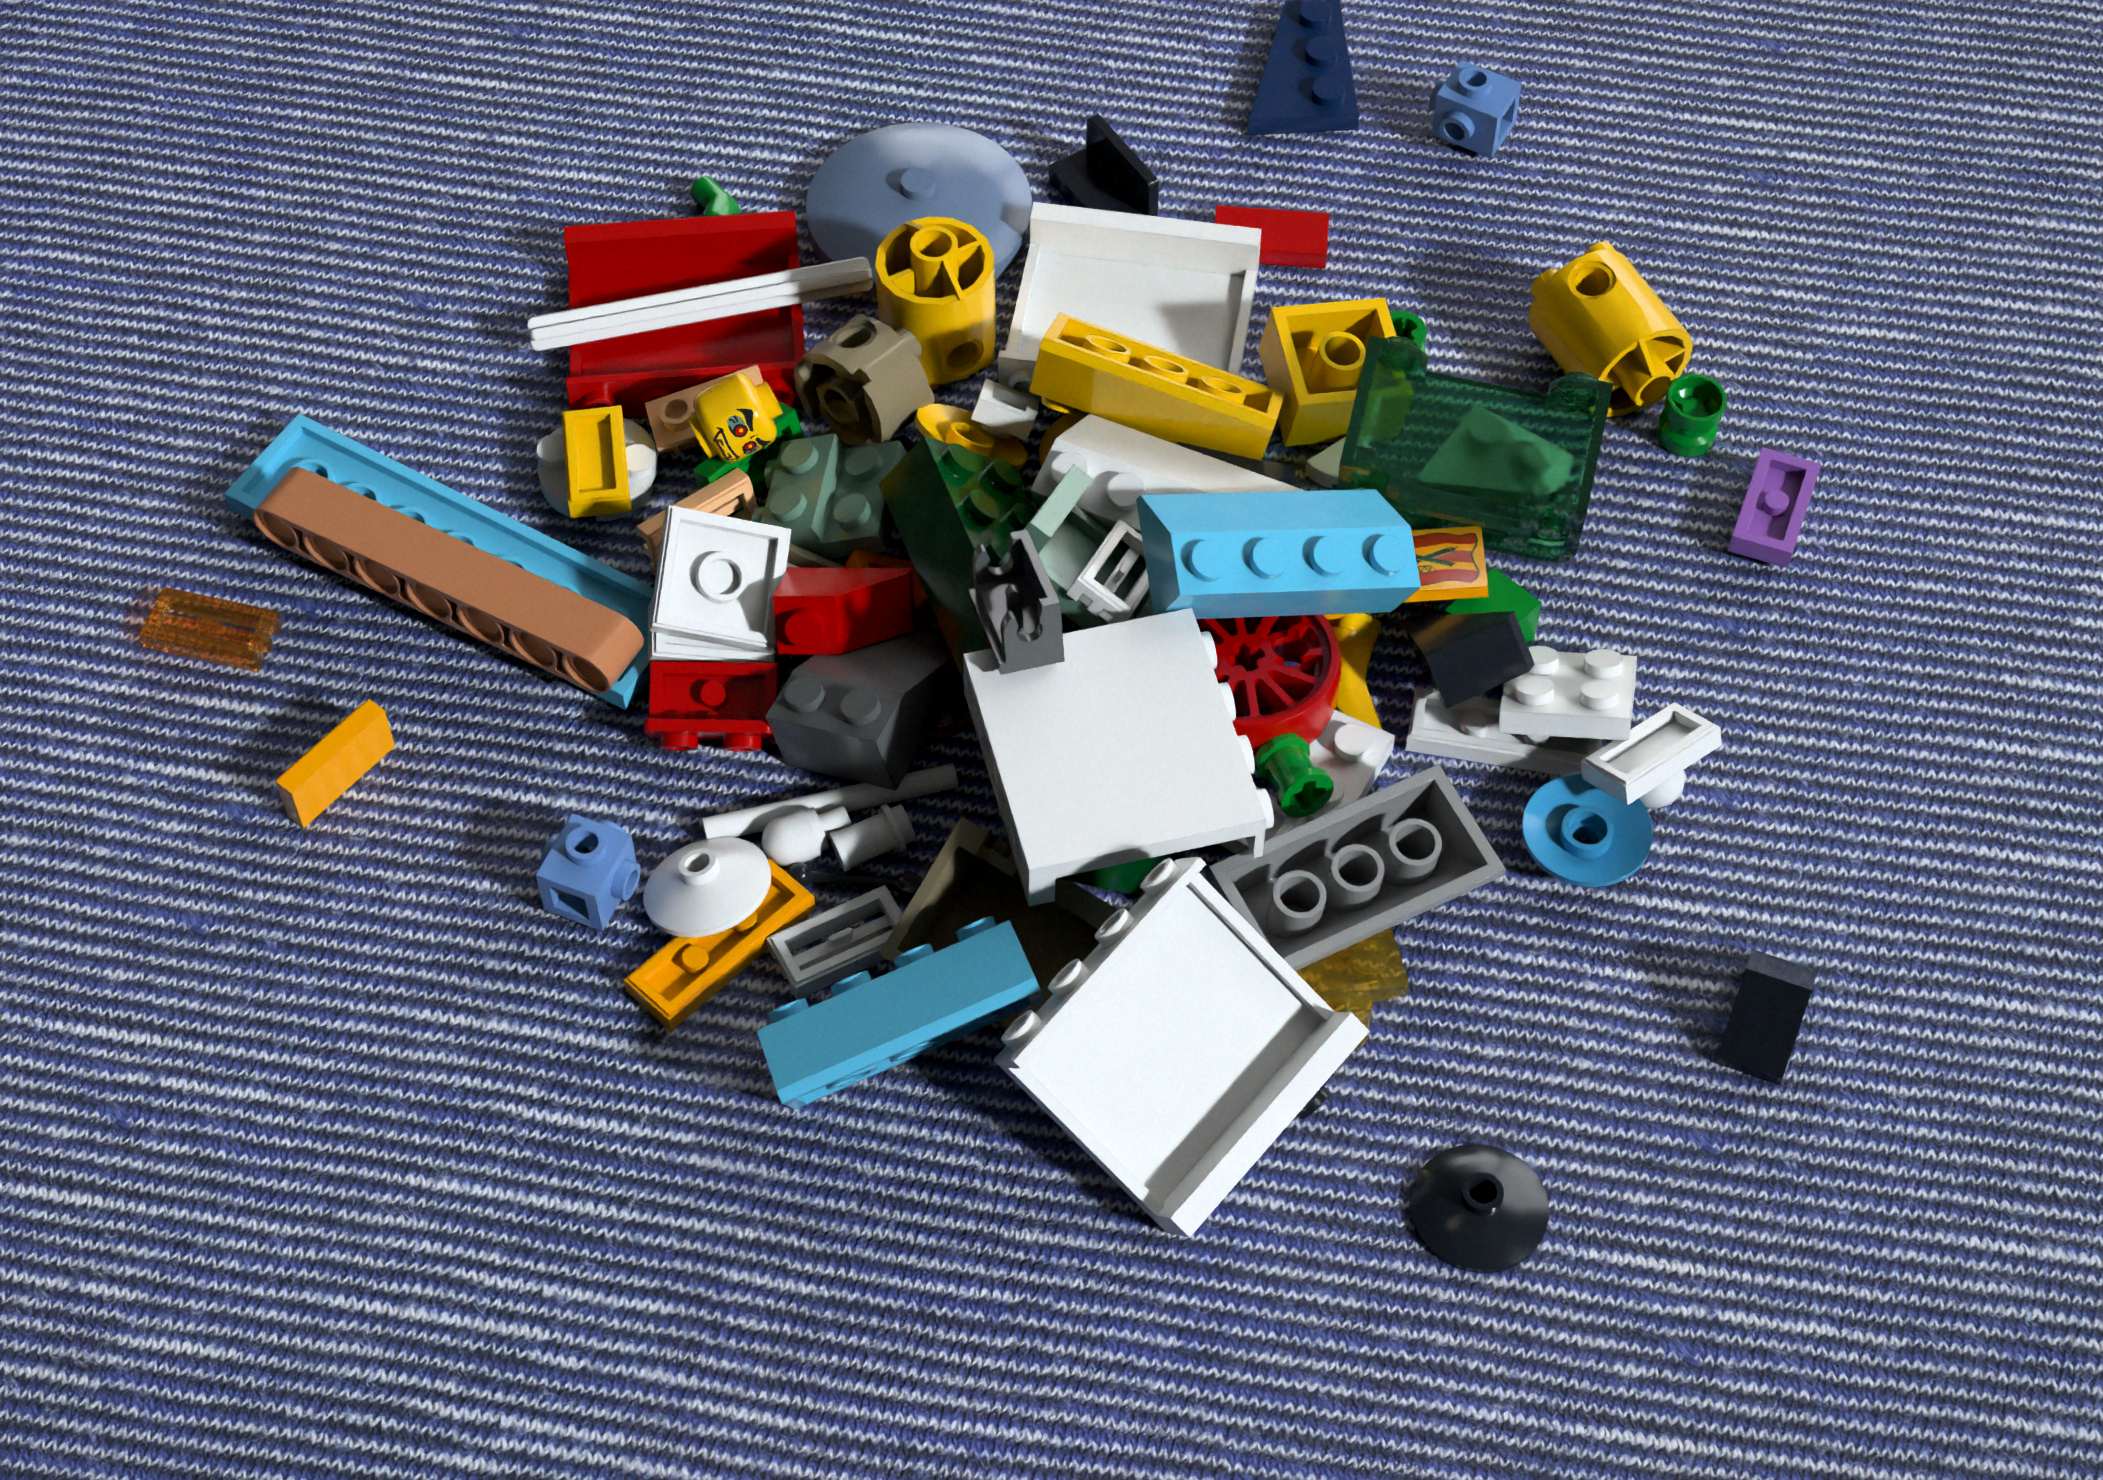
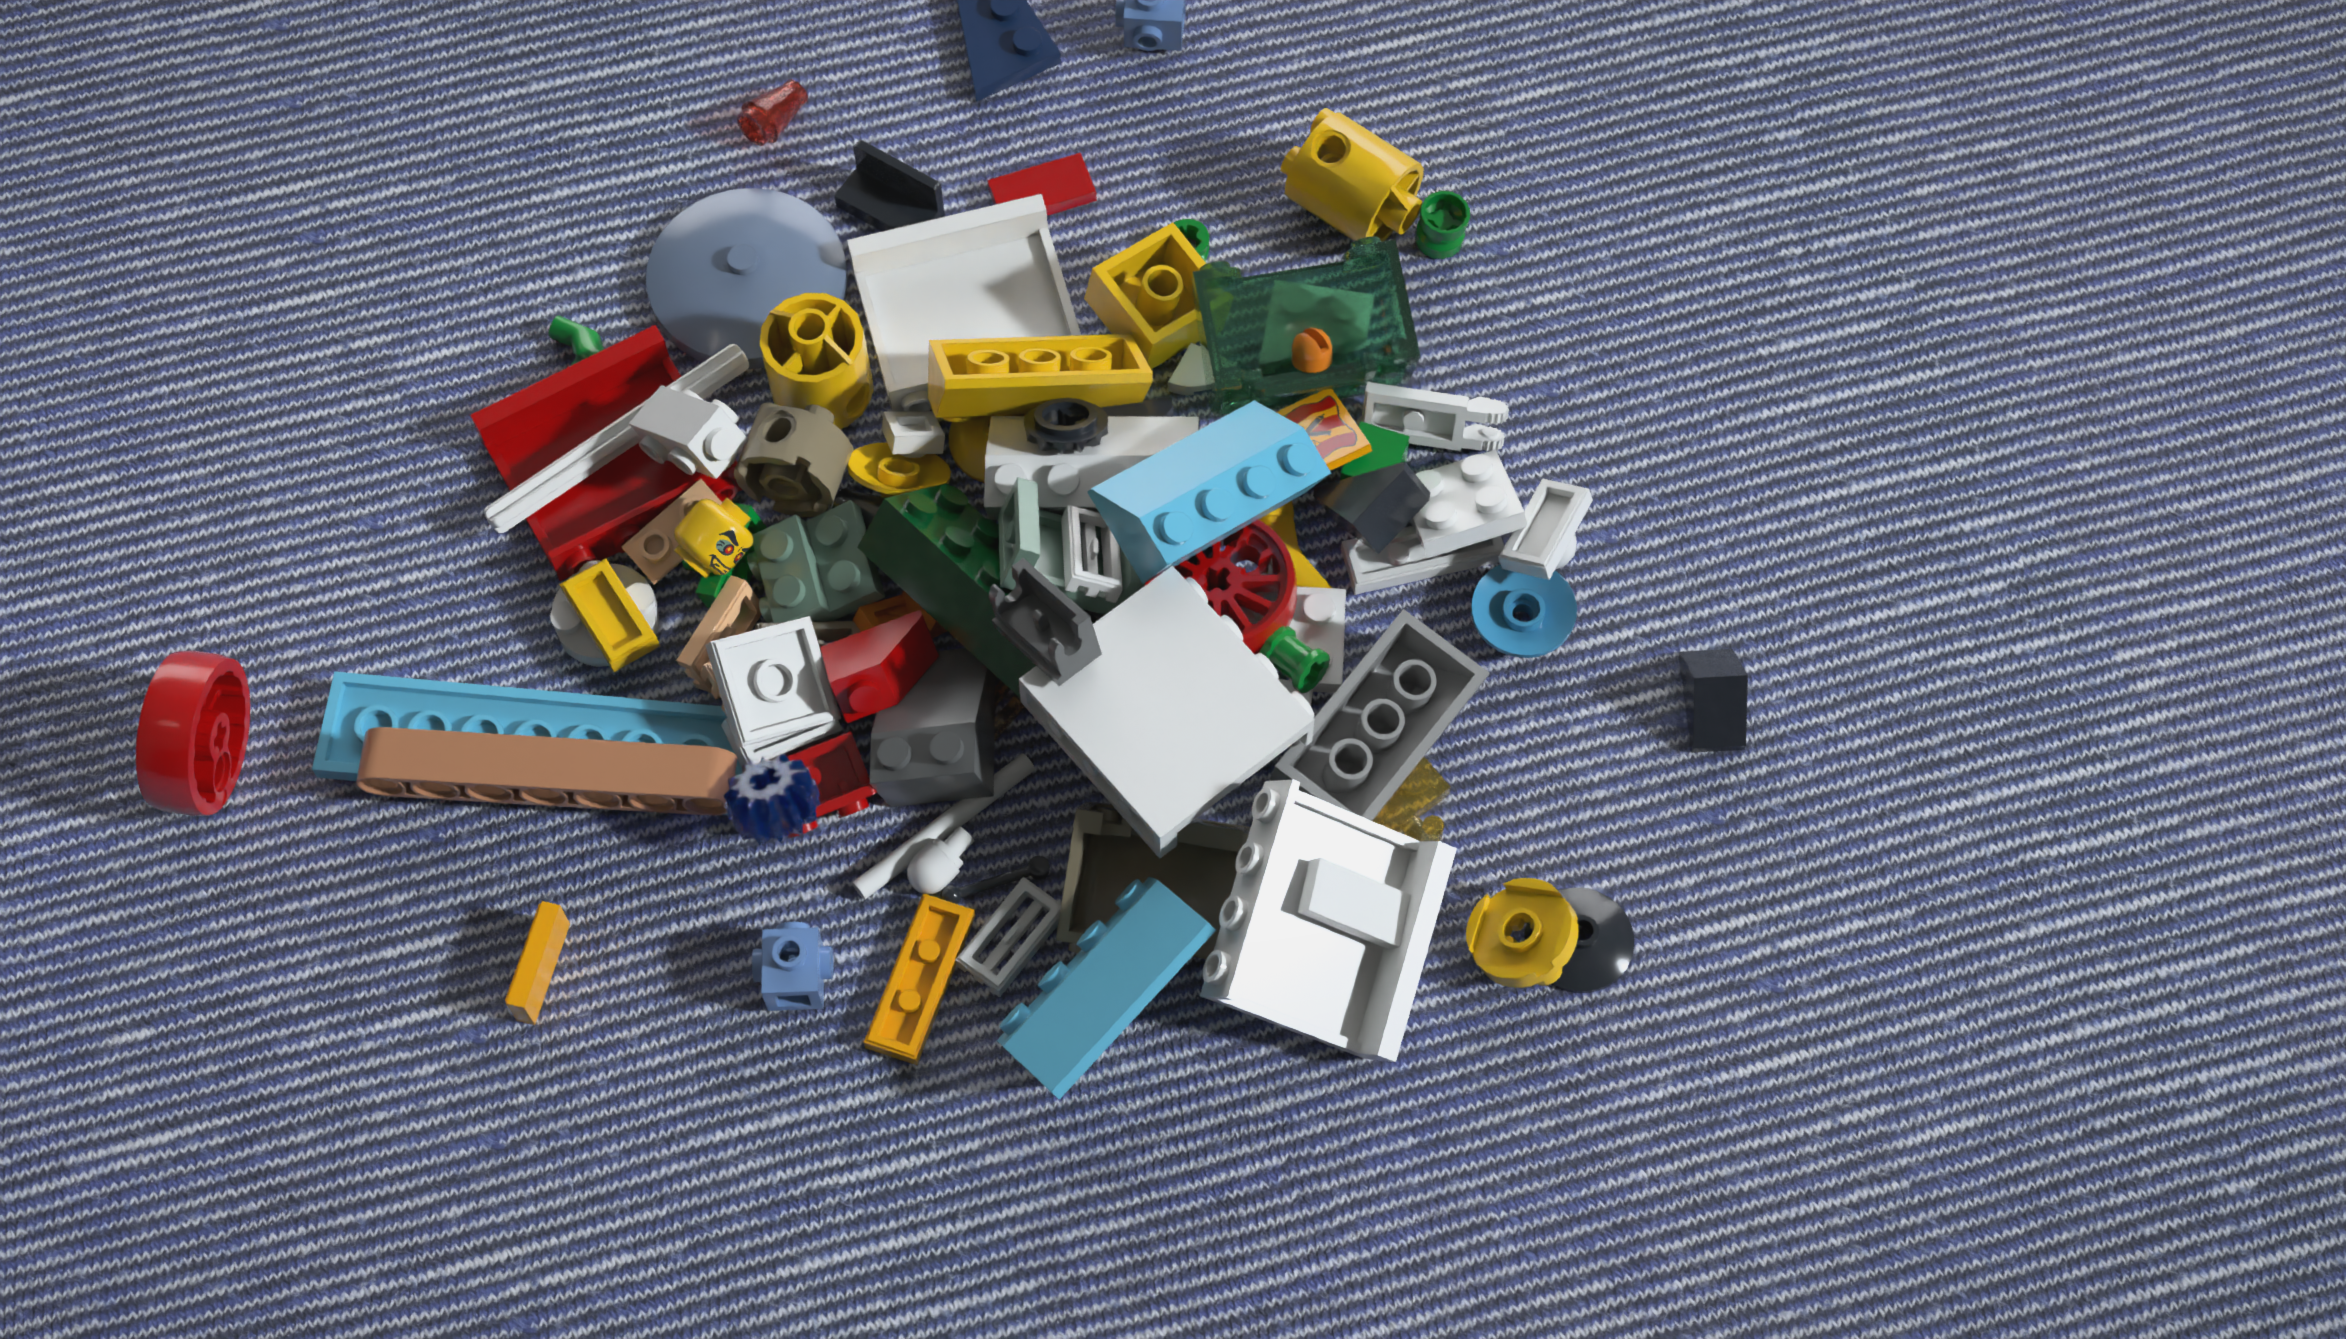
camera: 25 degrees left, 10 degrees up
(122, 405) = (193, 733): none -> red piece
(206, 637) = (363, 908): clear orange tile -> none
(652, 689) = (772, 799): none -> clear blue gear
(707, 887) = (899, 951): white dish -> none
(768, 315) = (689, 432): none -> white brick
(873, 837) = (994, 841): white pin -> none
(1024, 69) = (769, 114): none -> clear red cone
(1158, 440) = (1066, 425): none -> black gear
(1222, 1040) = (1354, 903): none -> white tile
(1414, 1194) = (1541, 955): none -> yellow plate
(1473, 475) = (1312, 351): none -> orange hinge
(1584, 599) = (1435, 417): none -> white hinge
(1774, 507) = (1537, 278): medium lavender plate -> none

